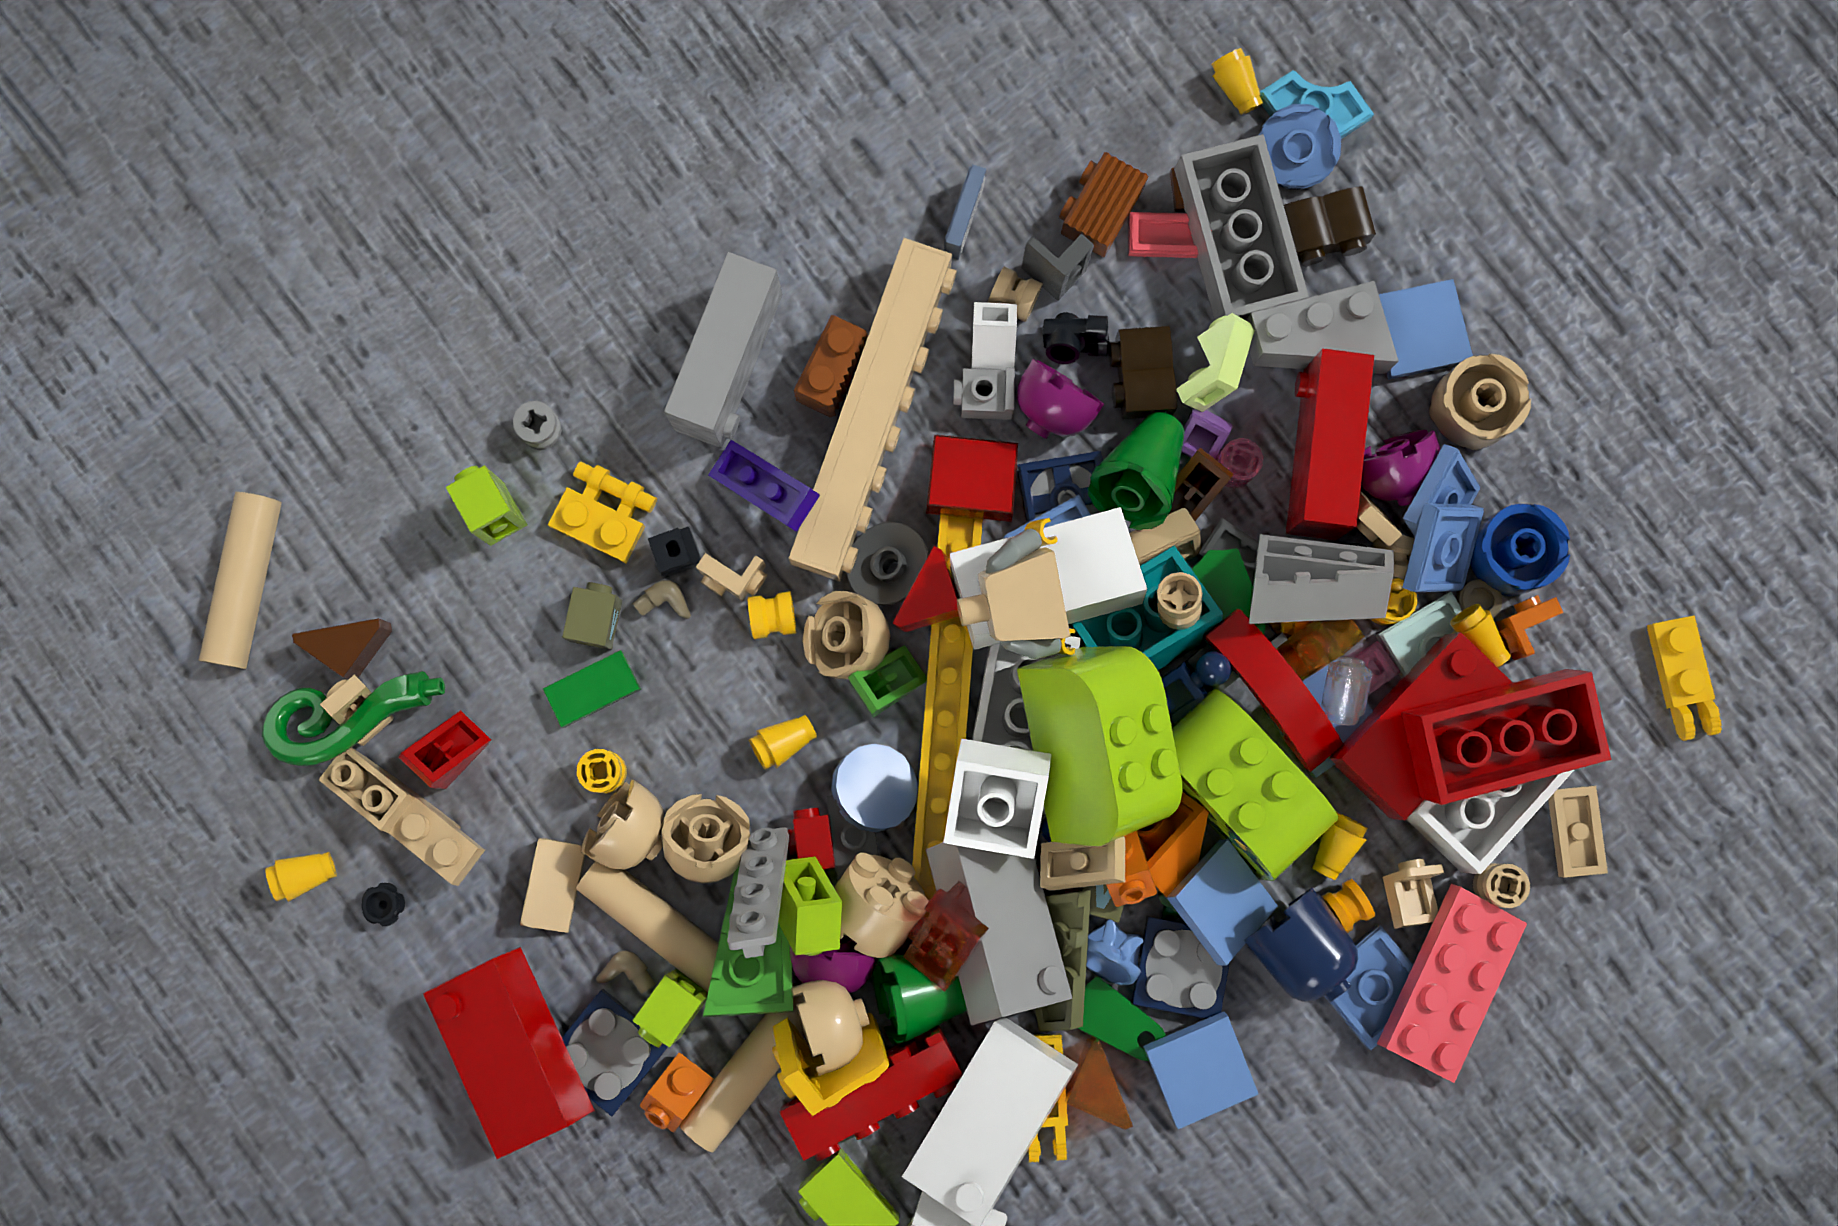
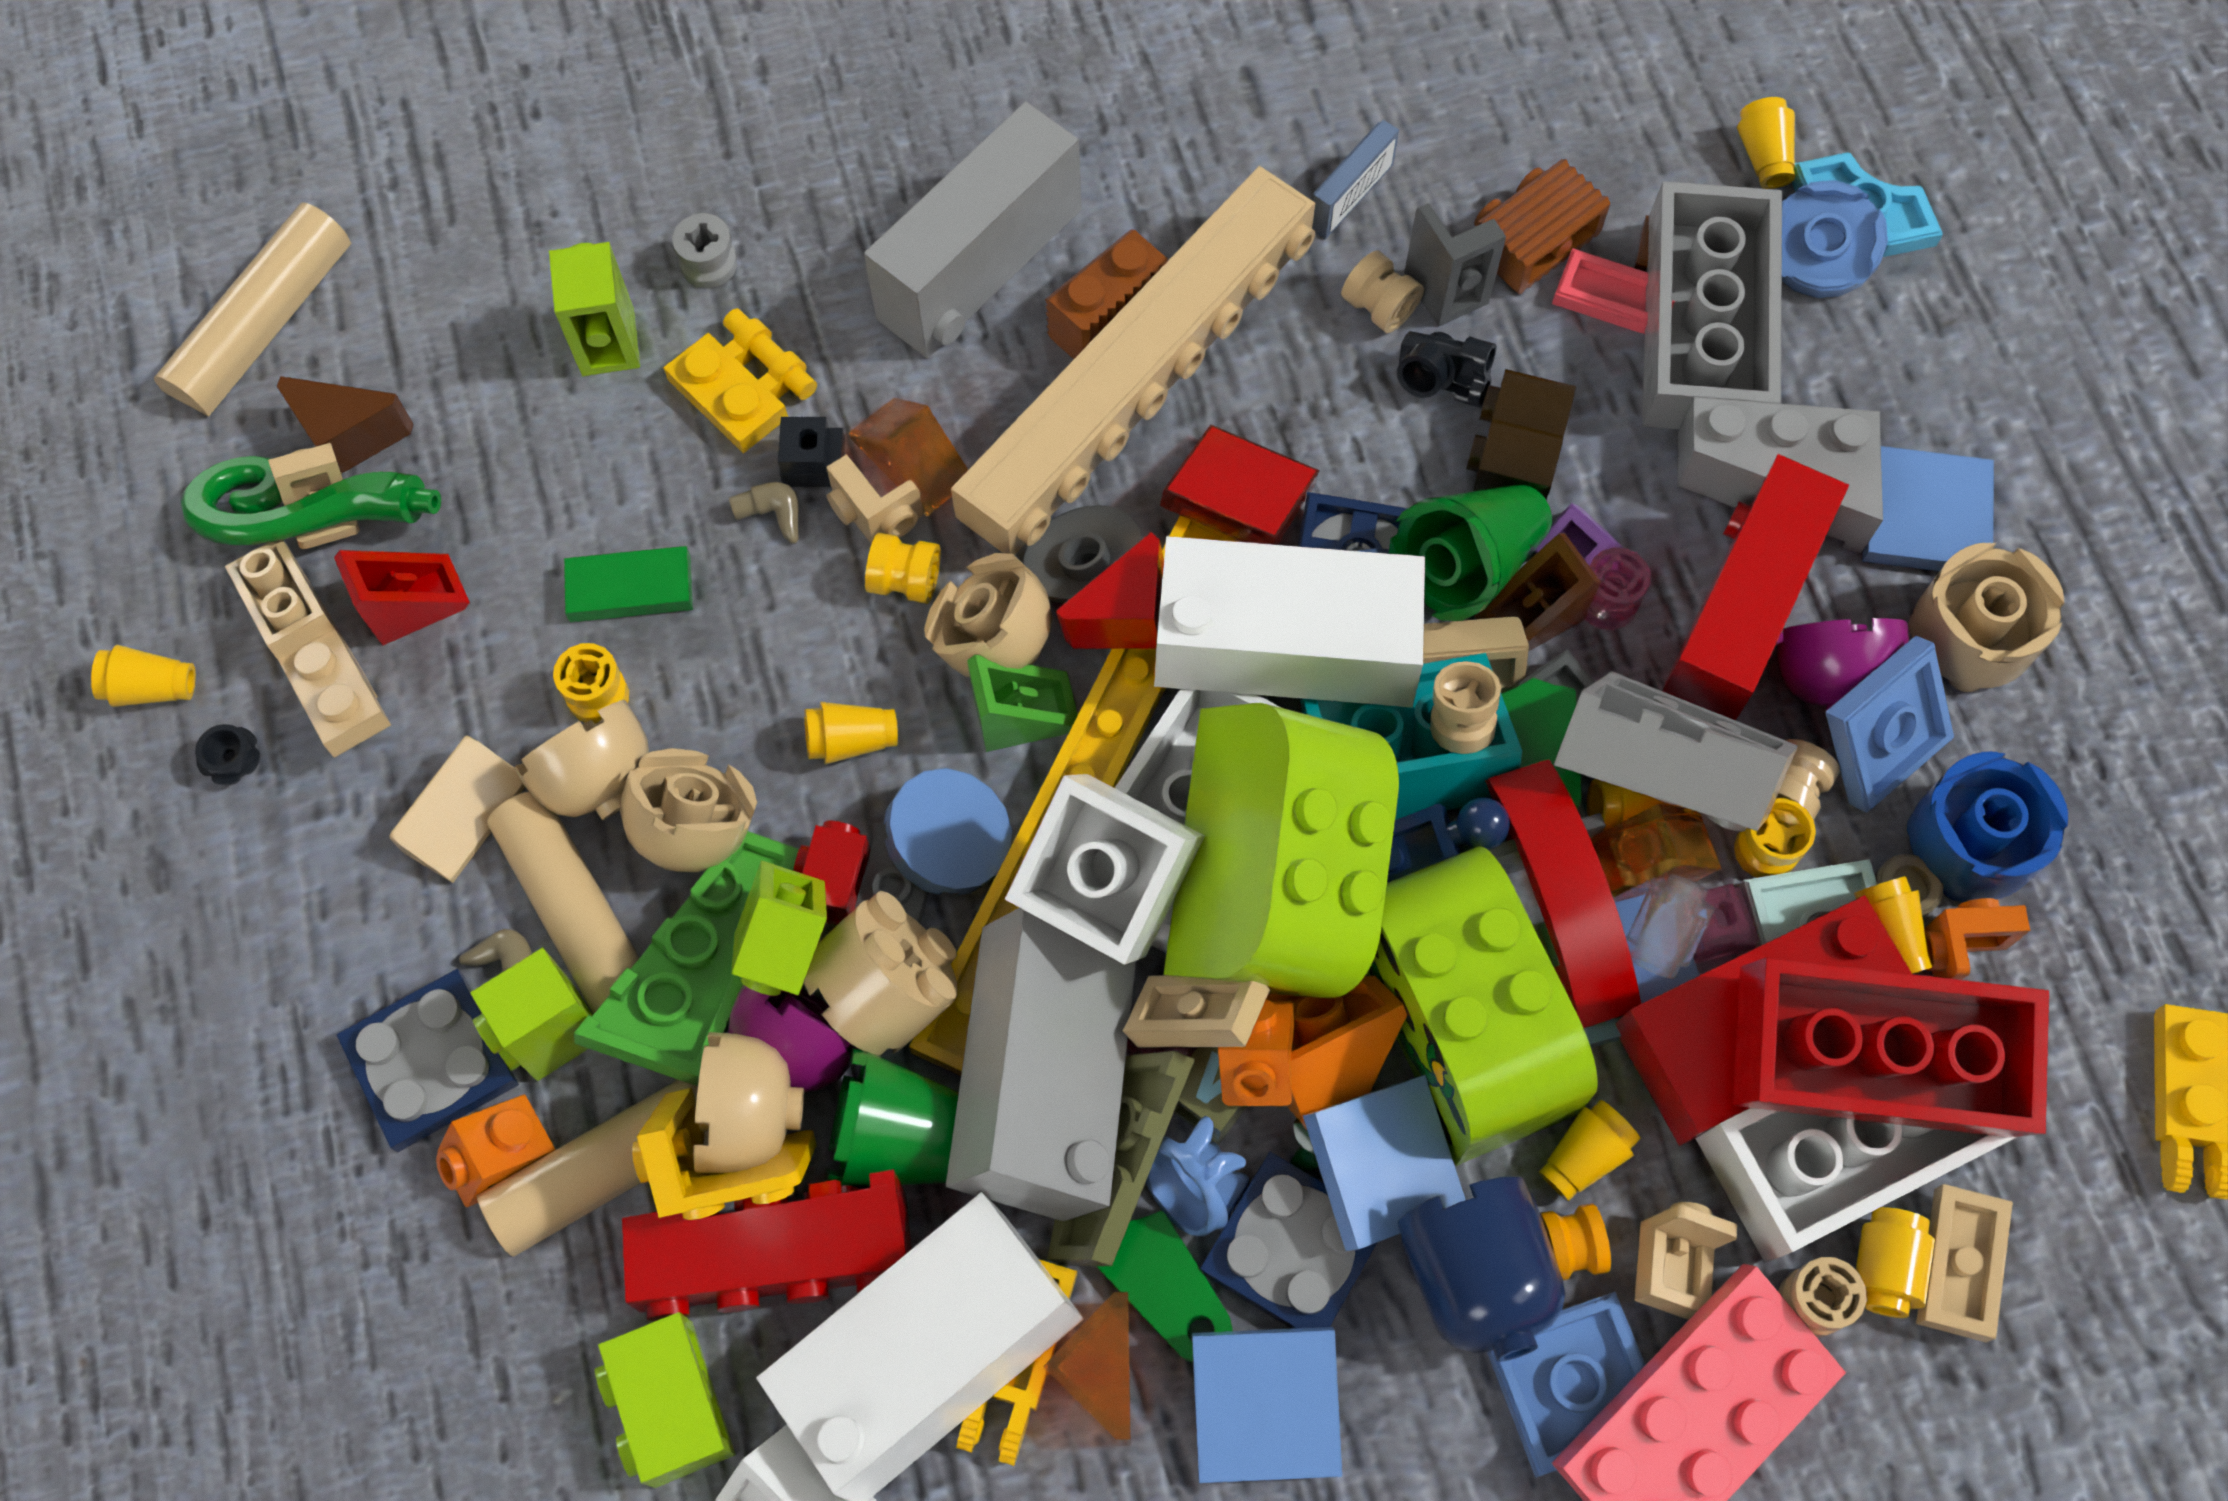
camera: 25 degrees right, 15 degrees down
(508, 1053) = (290, 997): red brick -> none
(592, 616) = (668, 492): olive brick -> none
(740, 525) = (912, 446): none -> clear orange slope
(758, 892) = (705, 892): light grey bracket -> none
(764, 485) = (960, 398): dark purple plate -> none
(944, 938) = (955, 1038): clear red bracket -> none
(994, 335) = (1334, 327): white brick -> none
(994, 406) = (1298, 396): light grey brick -> none
(1022, 596) = (1239, 604): tan torso -> none
(1055, 402) = (1387, 429): magenta cylinder -> none
(1226, 349) = (1645, 429): yellowish green slope -> none
(1330, 225) = (1839, 339): dark brown brick -> none
(1375, 522) = (1780, 707): tan plate -> none
(1443, 547) = (1873, 779): medium blue tile -> none
(1538, 849) = (1895, 1261): none -> yellow brick

